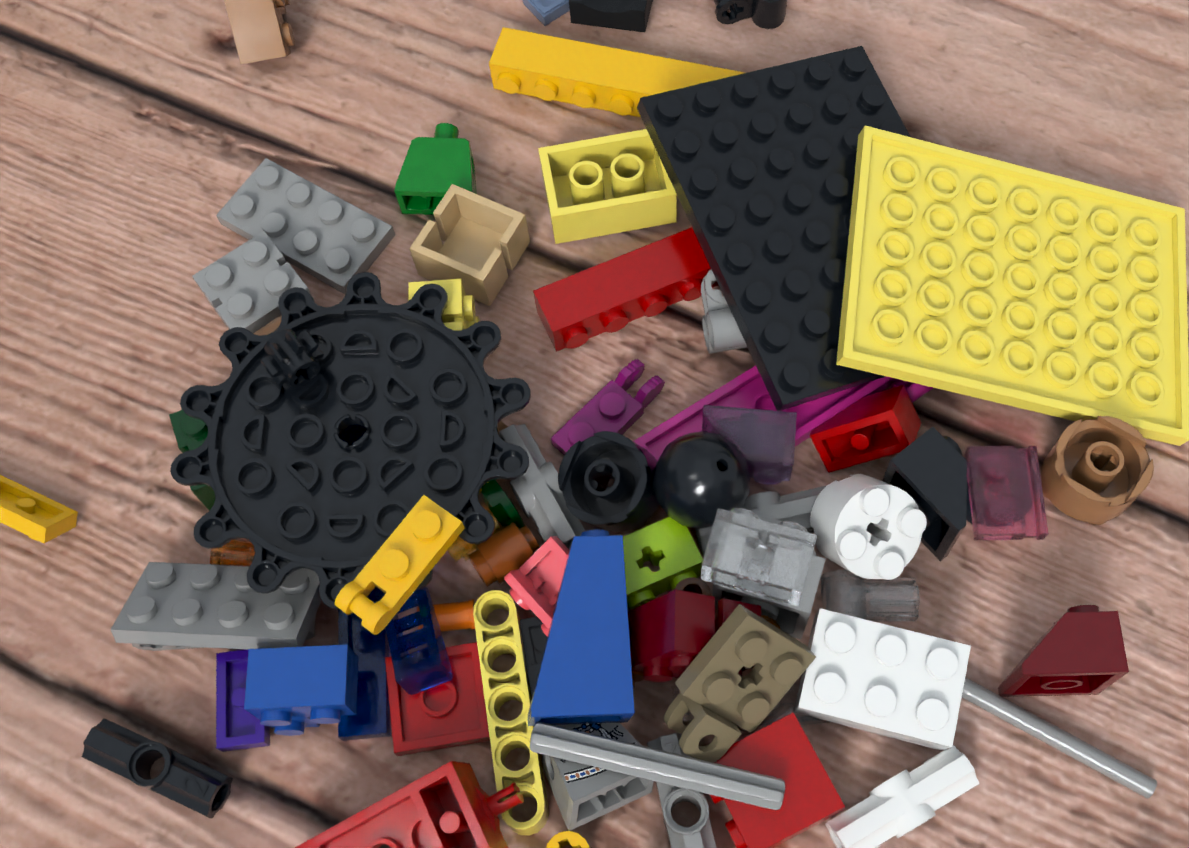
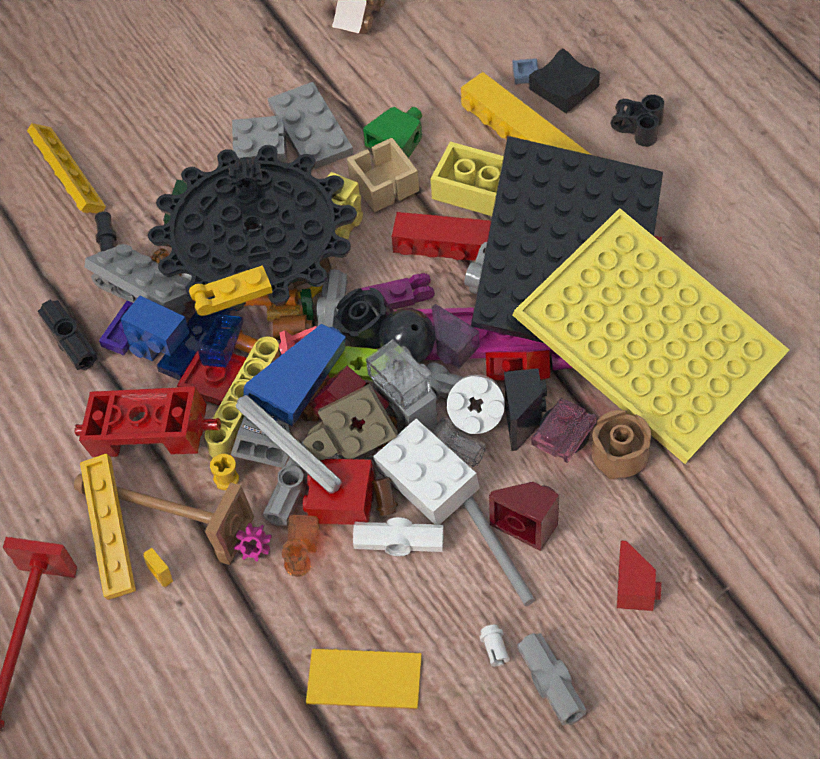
camera: 30 degrees right, 10 degrees down
(108, 560) = (105, 234): none -> black pin
(844, 760) = (384, 496): none -> reddish brown pin

